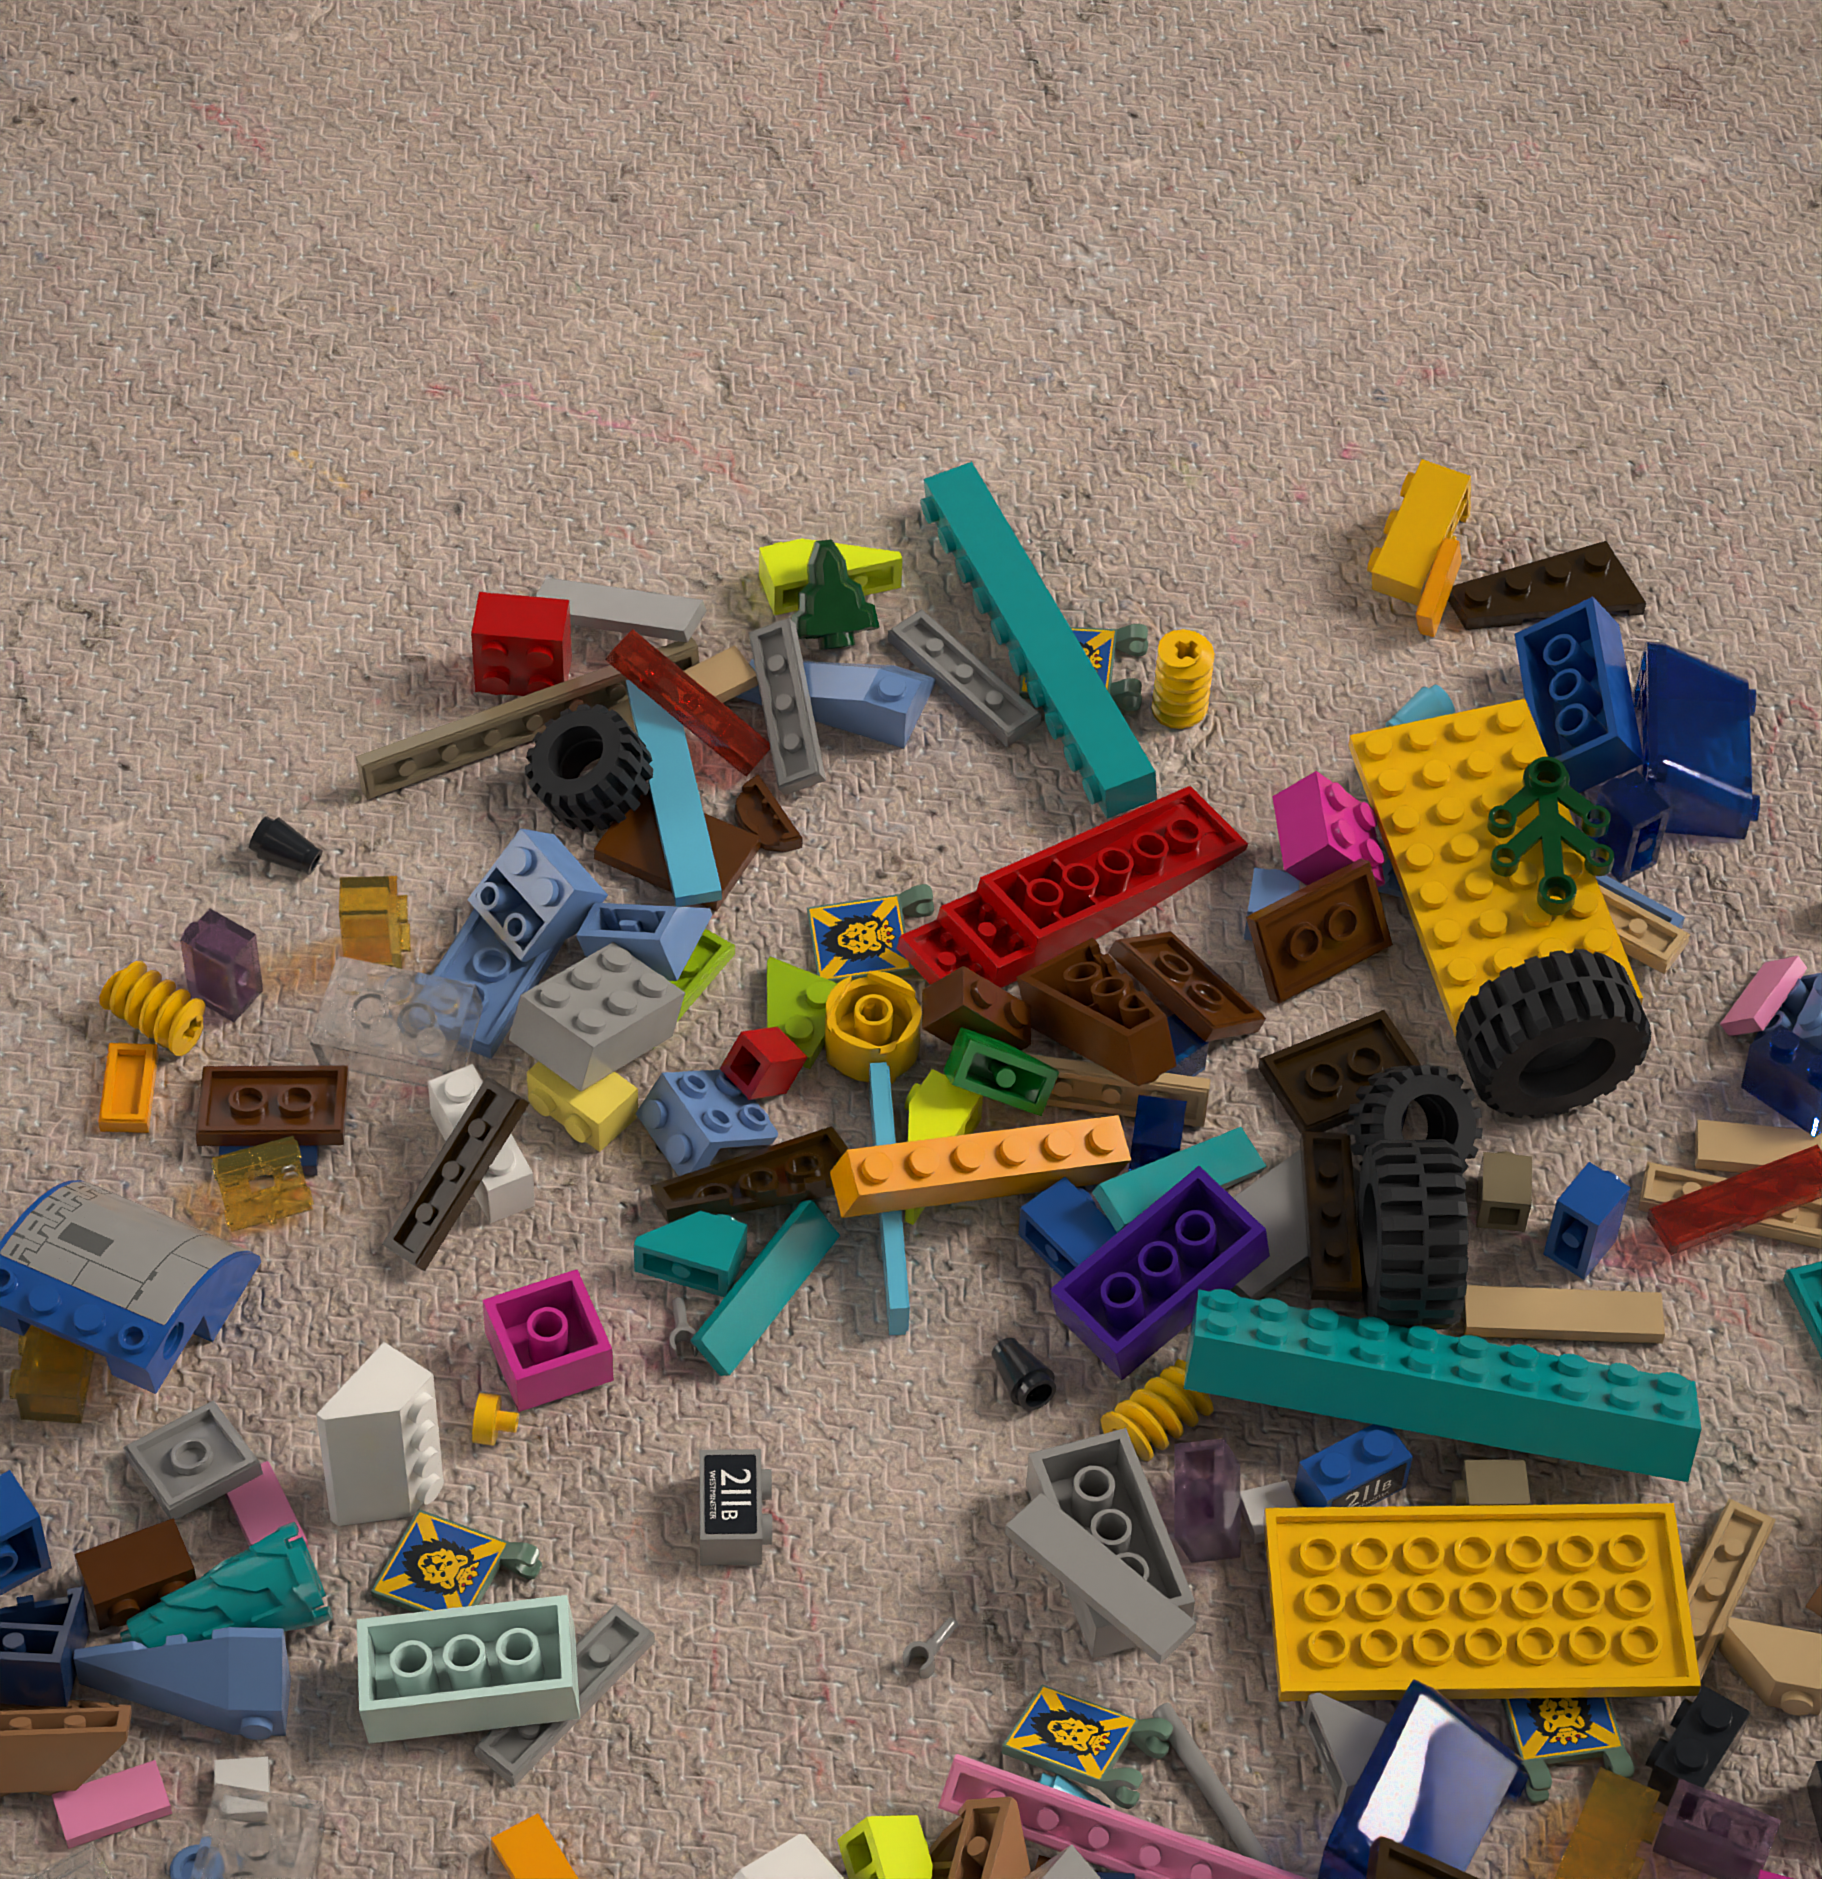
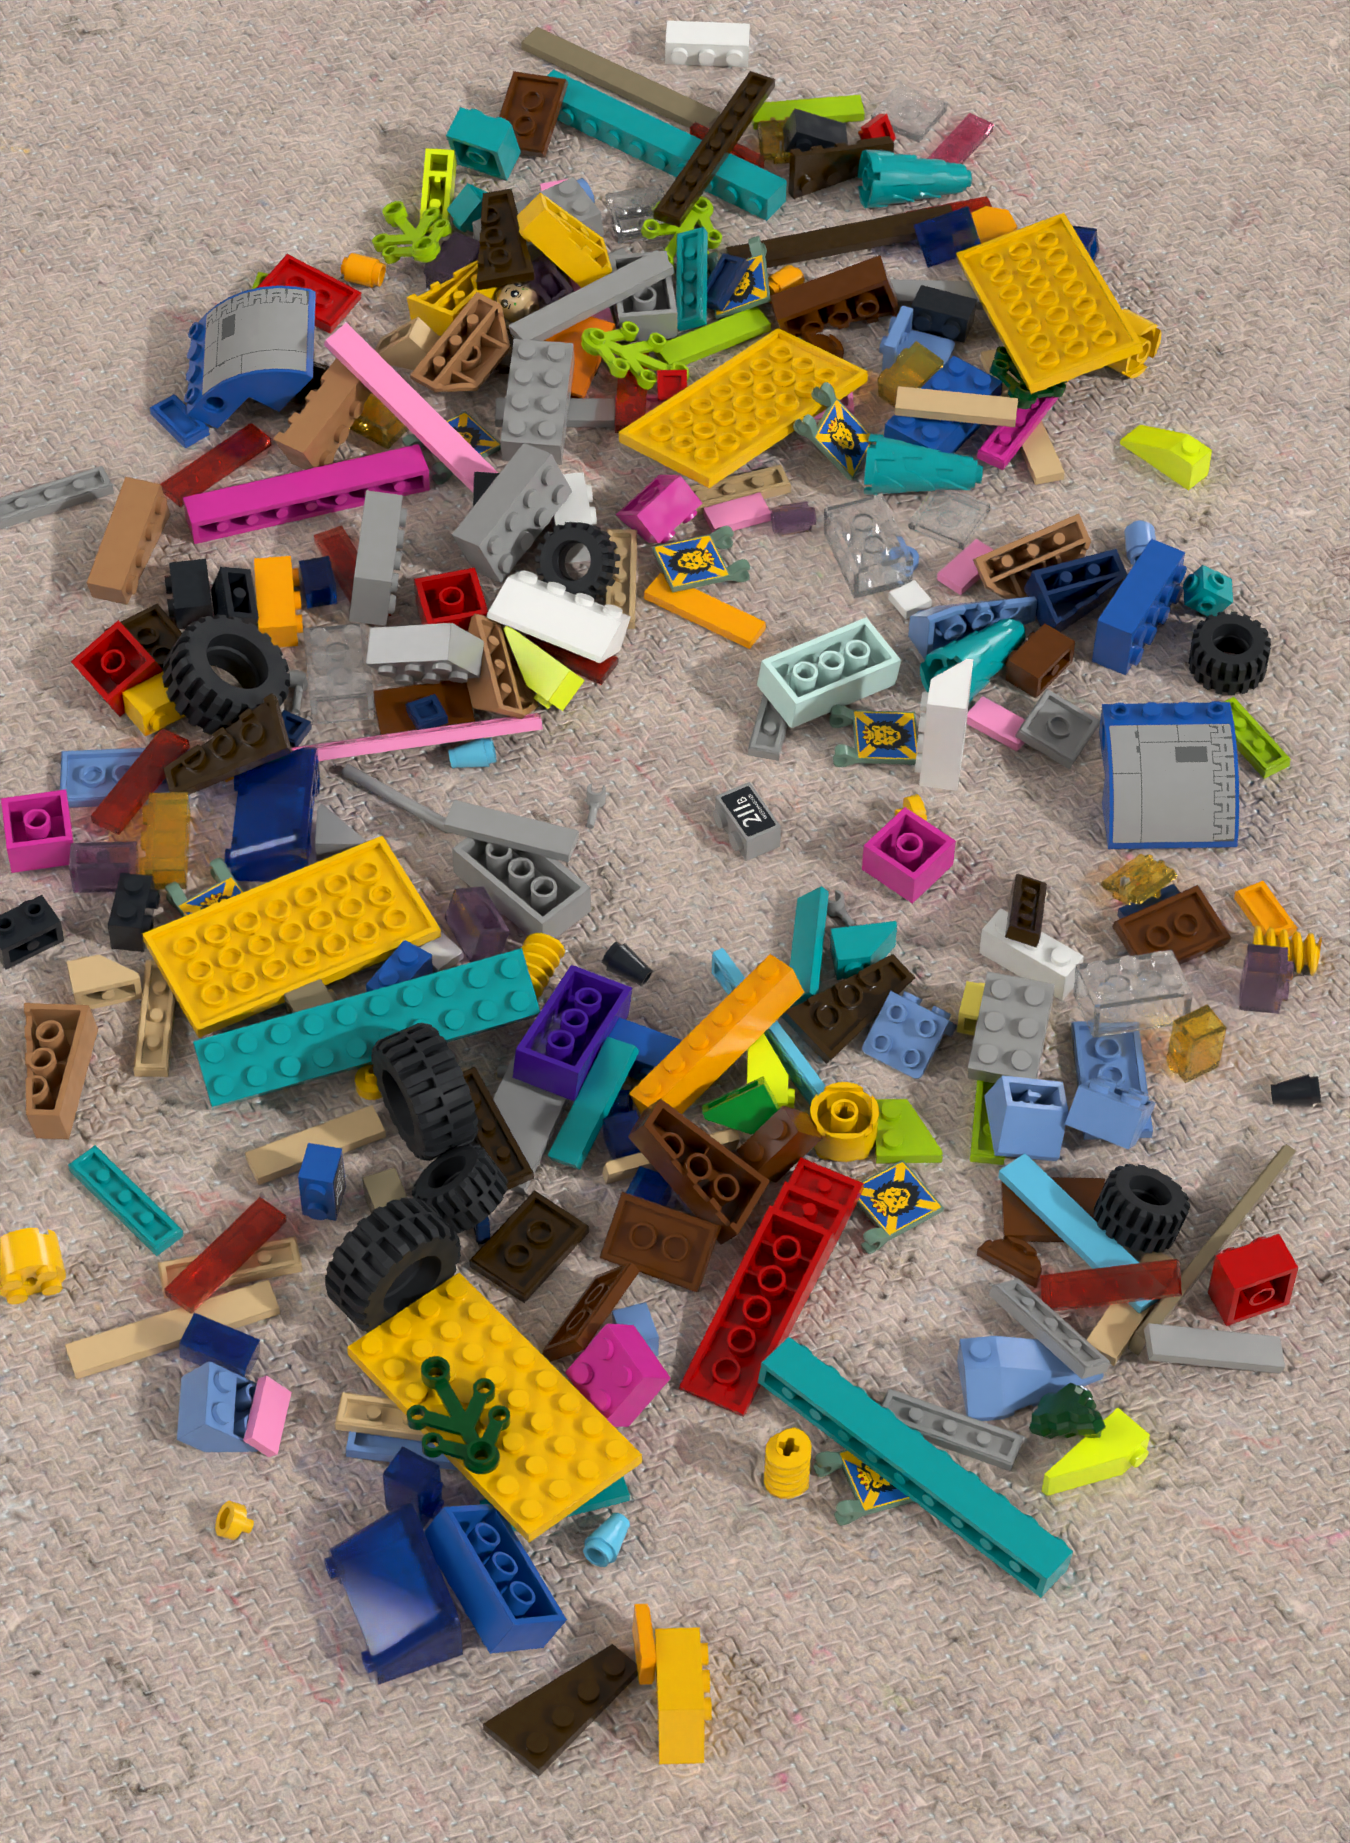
camera: 155 degrees right, 0 degrees up
(763, 1062) = (895, 1072): red brick -> none
(1085, 1742) = (483, 779): flag -> none

